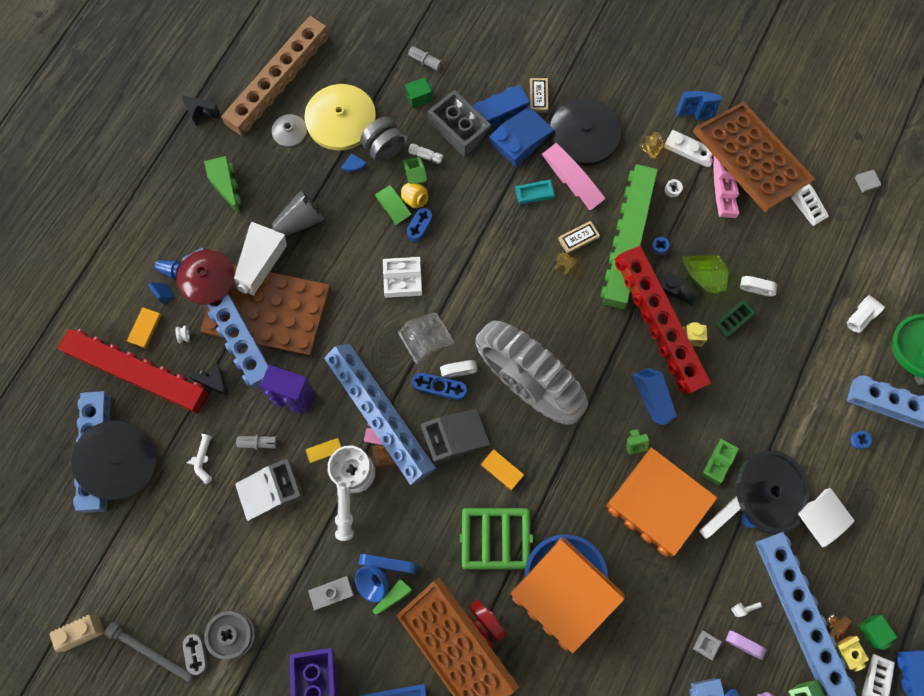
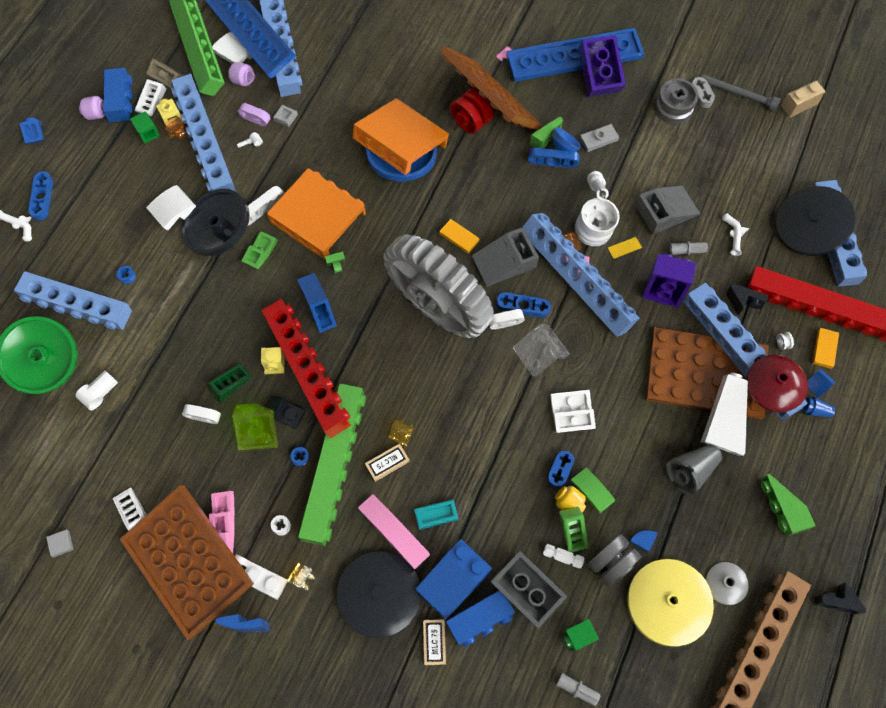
camera: 175 degrees right, 5 degrees down
(506, 563) = (471, 201): bright green bar -> none

